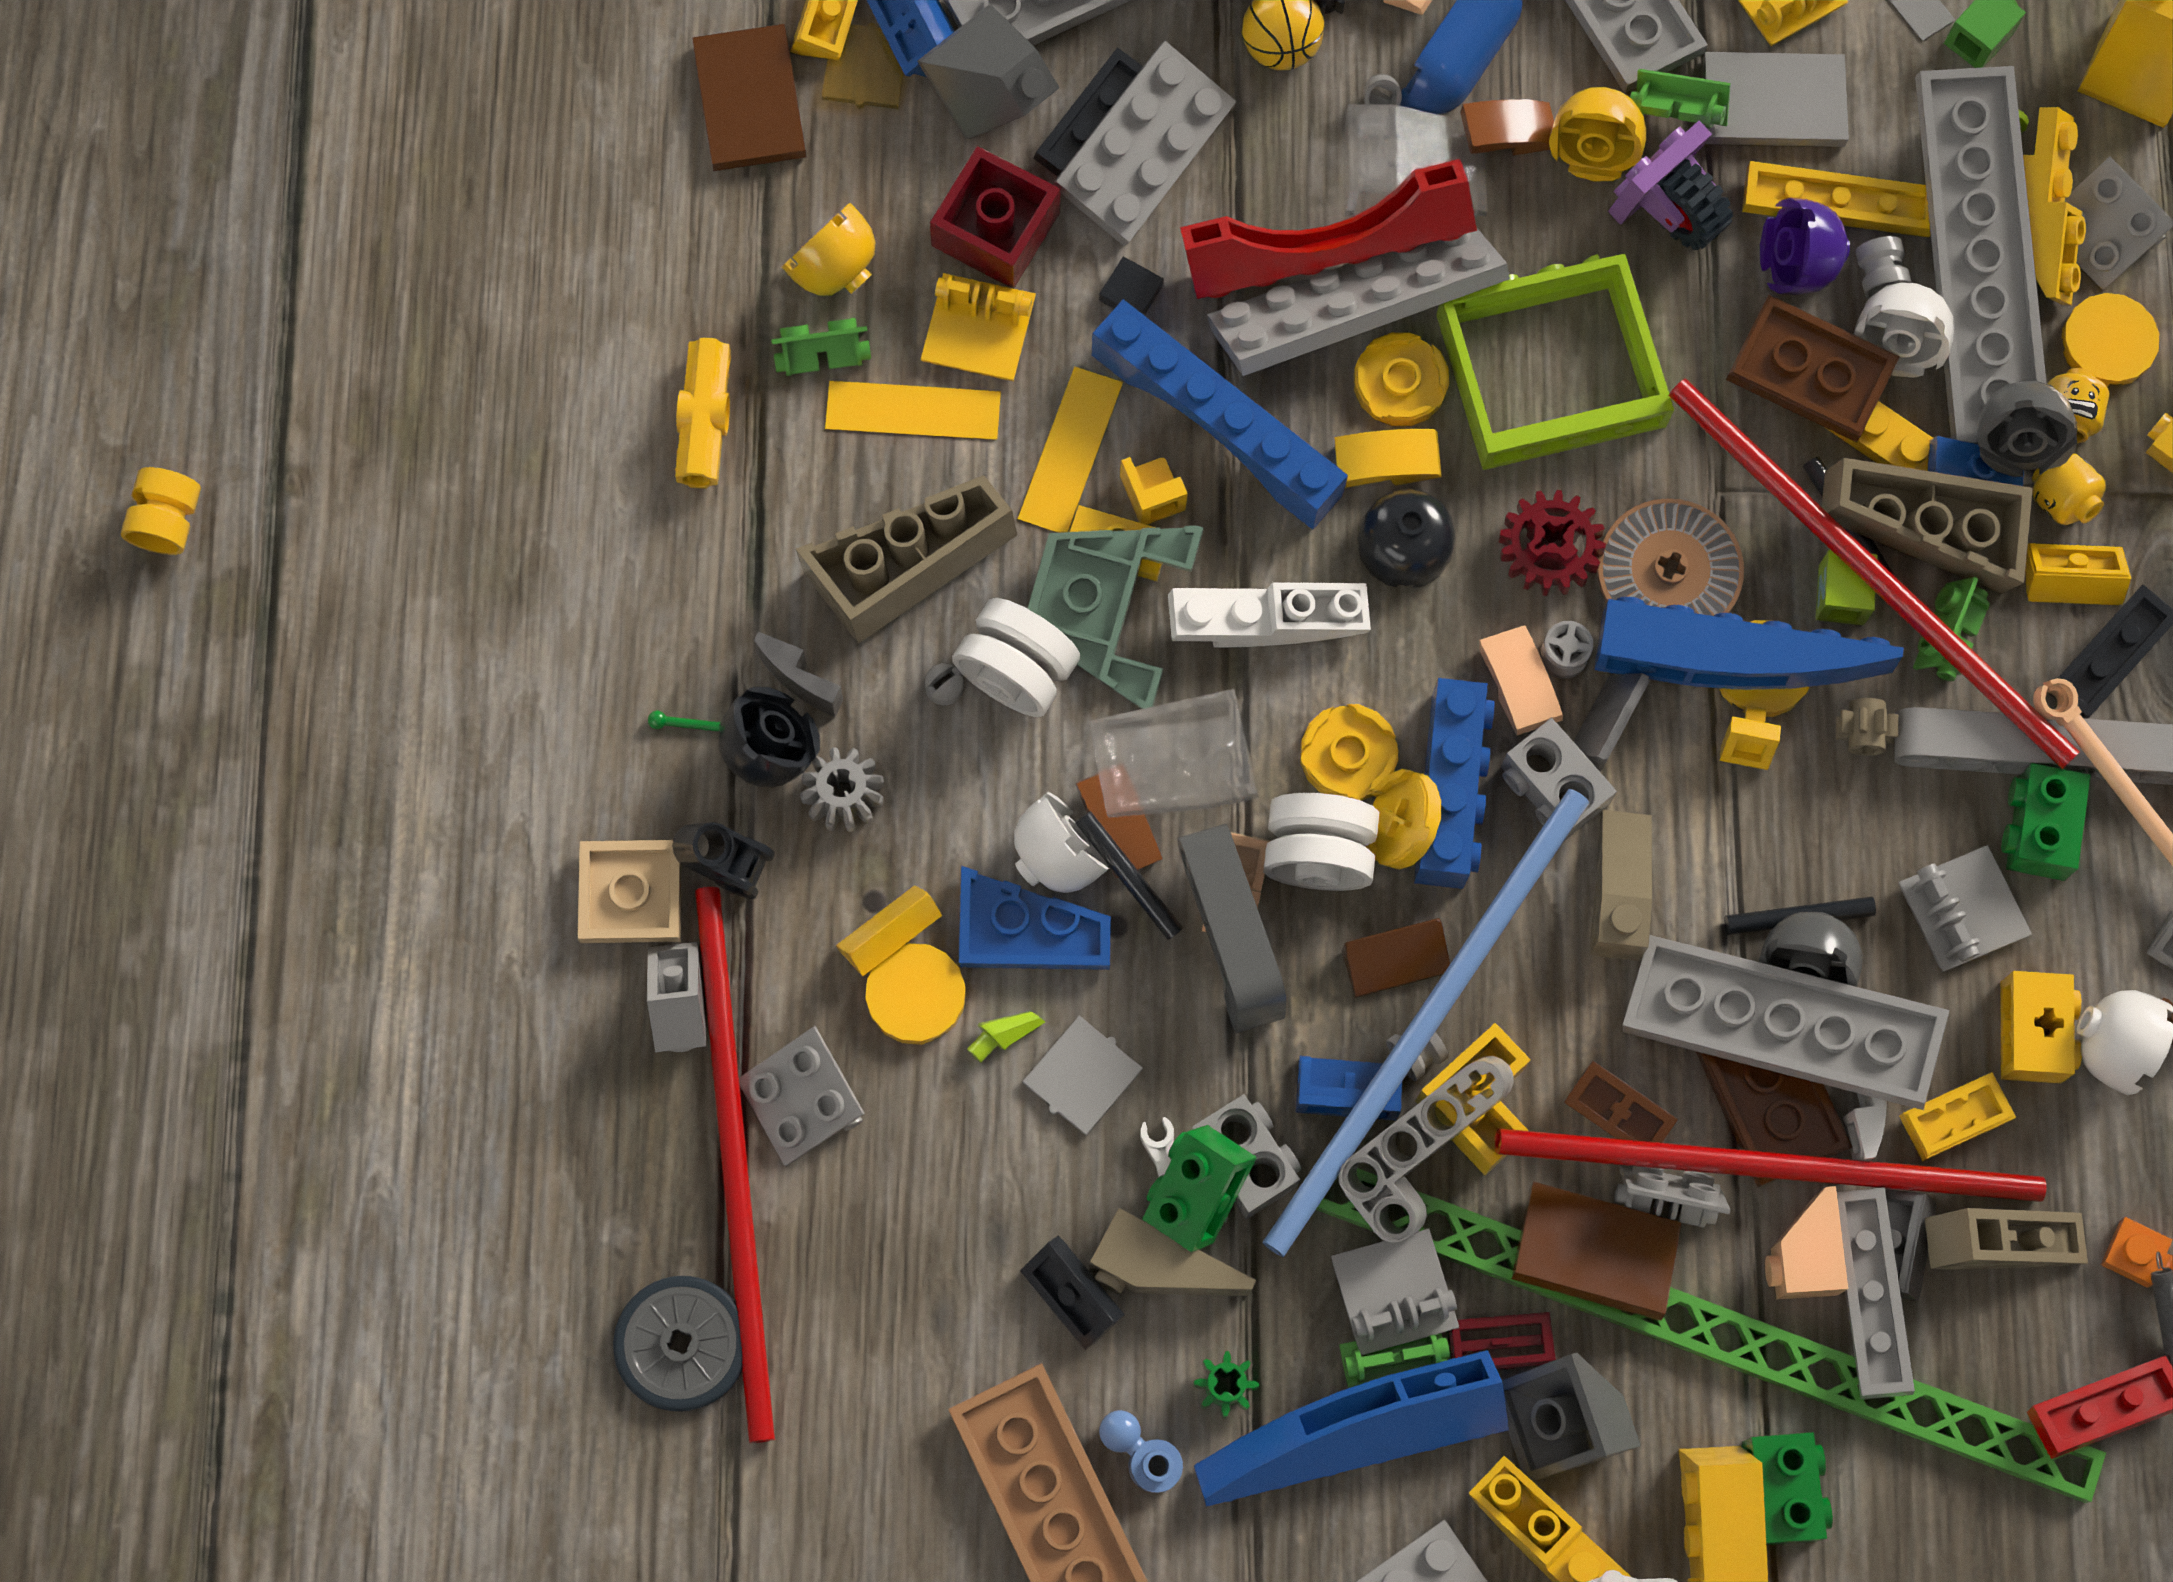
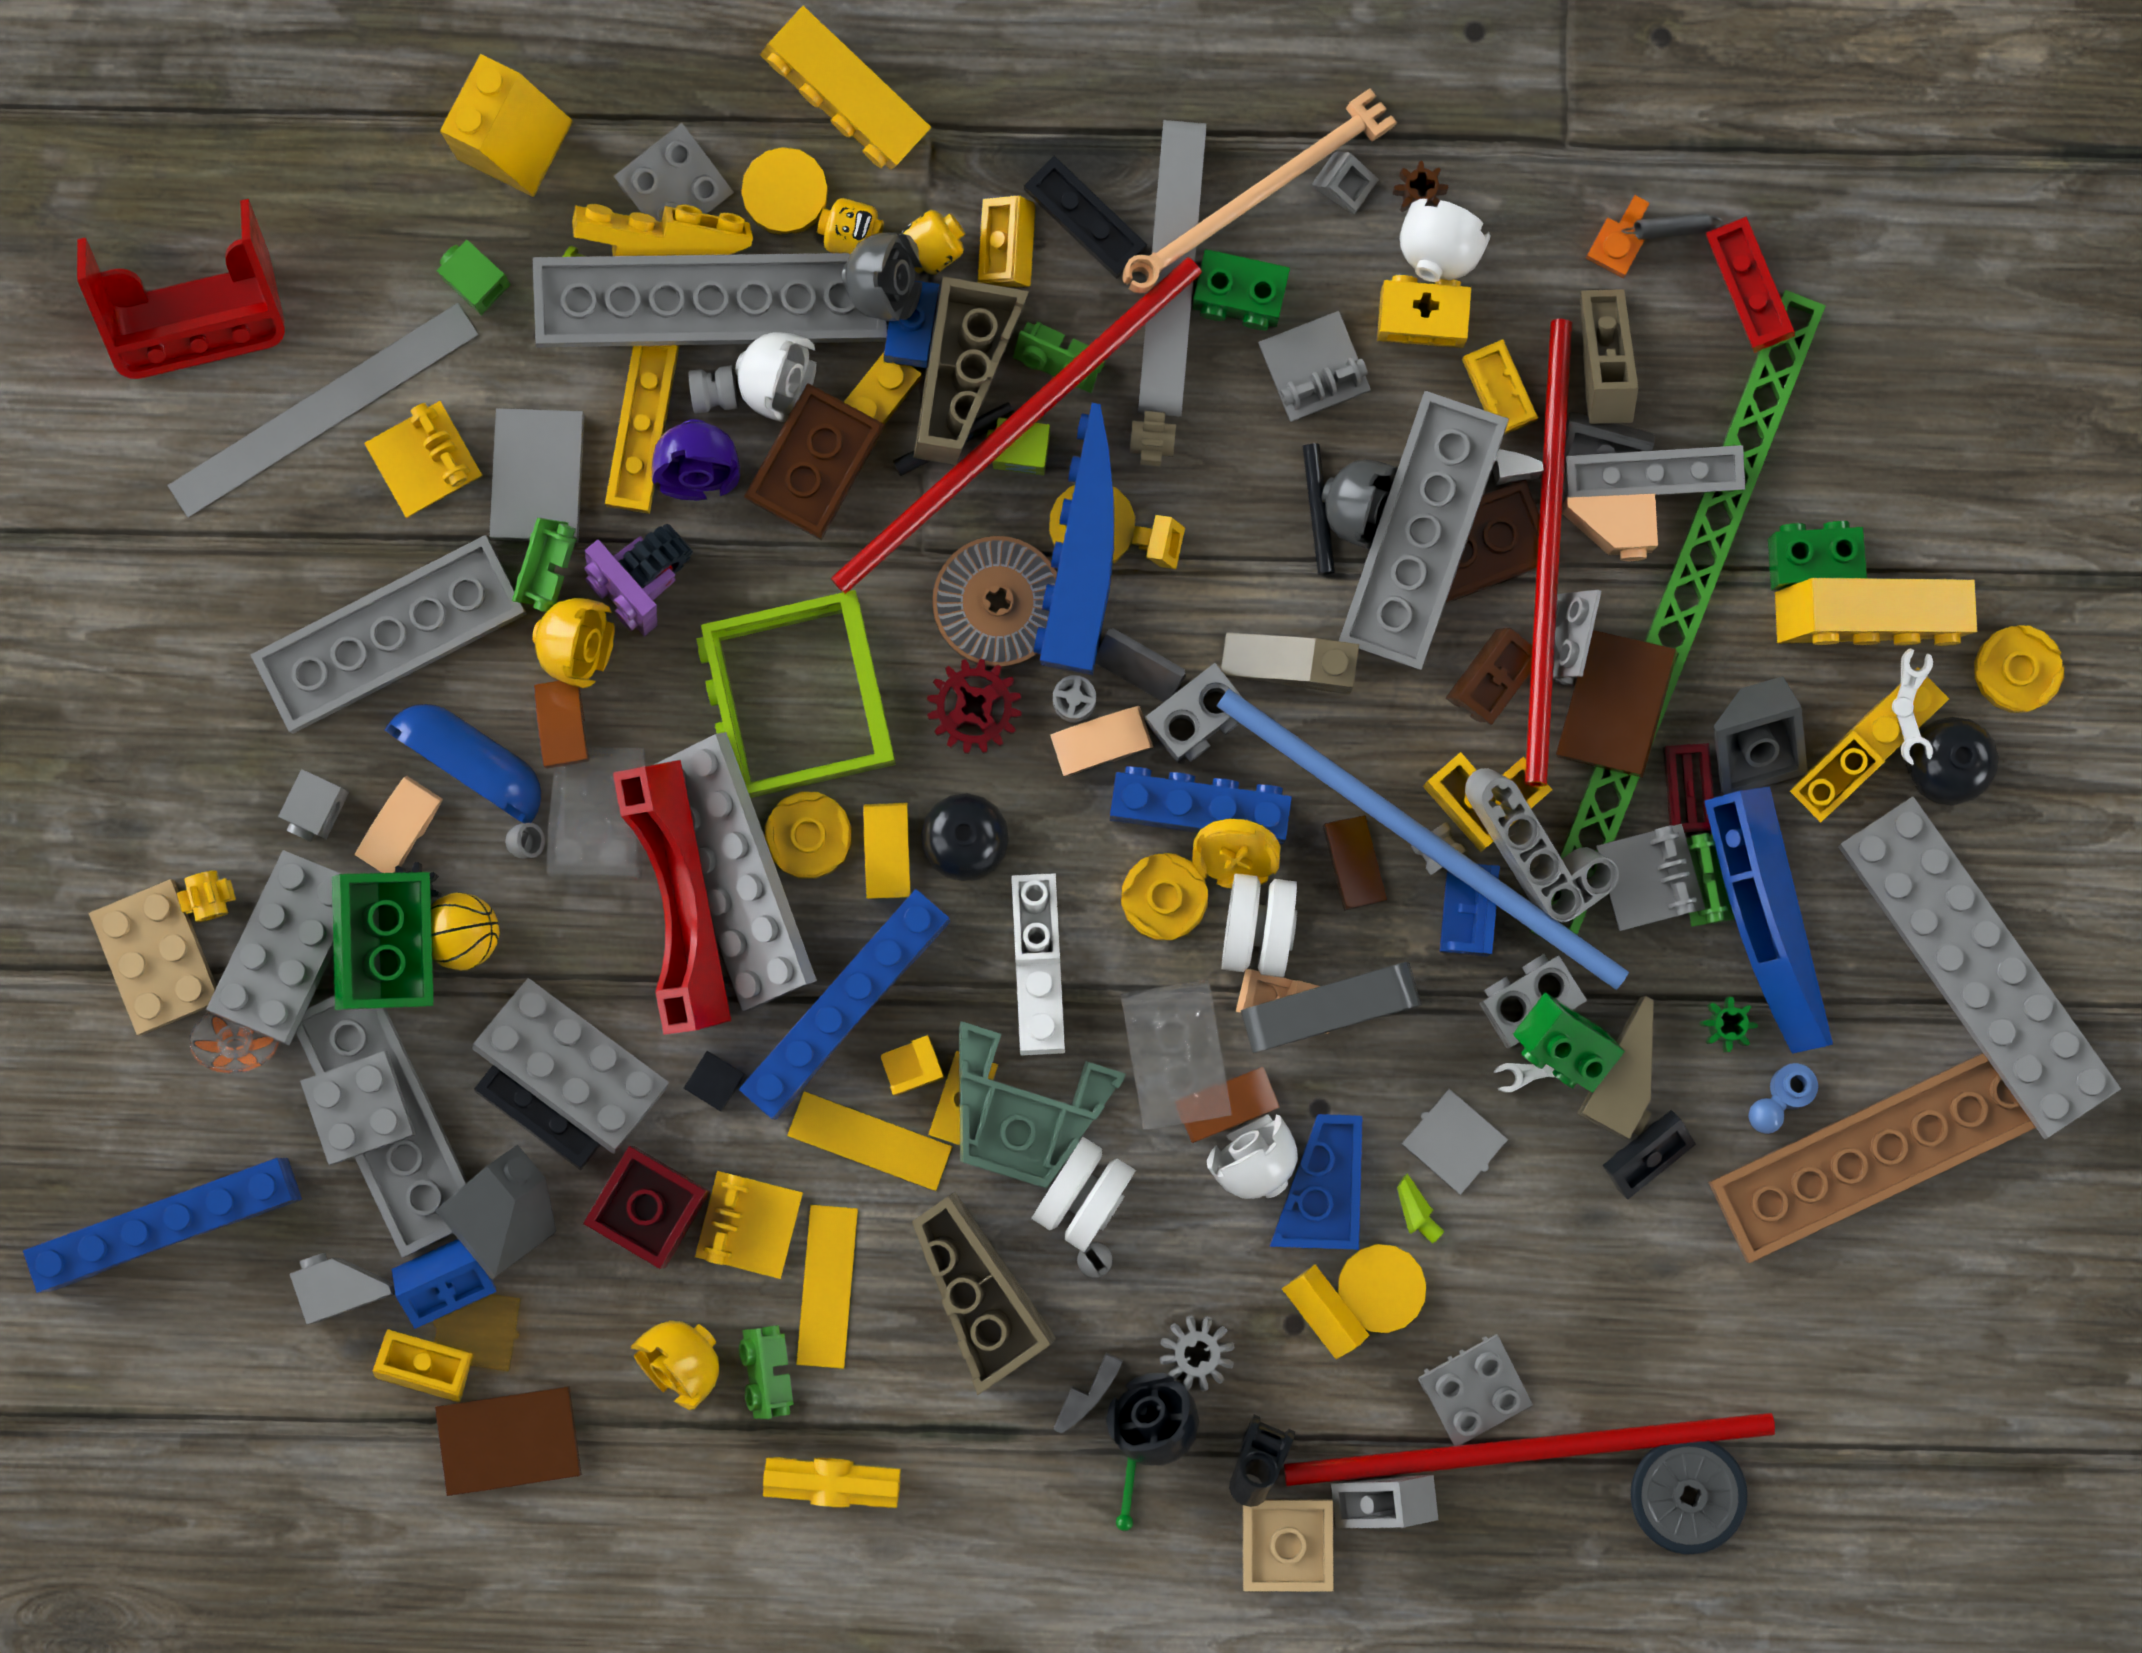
camera: 85 degrees left, 10 degrees up
(1129, 875) = (1280, 1097): black bar -> none

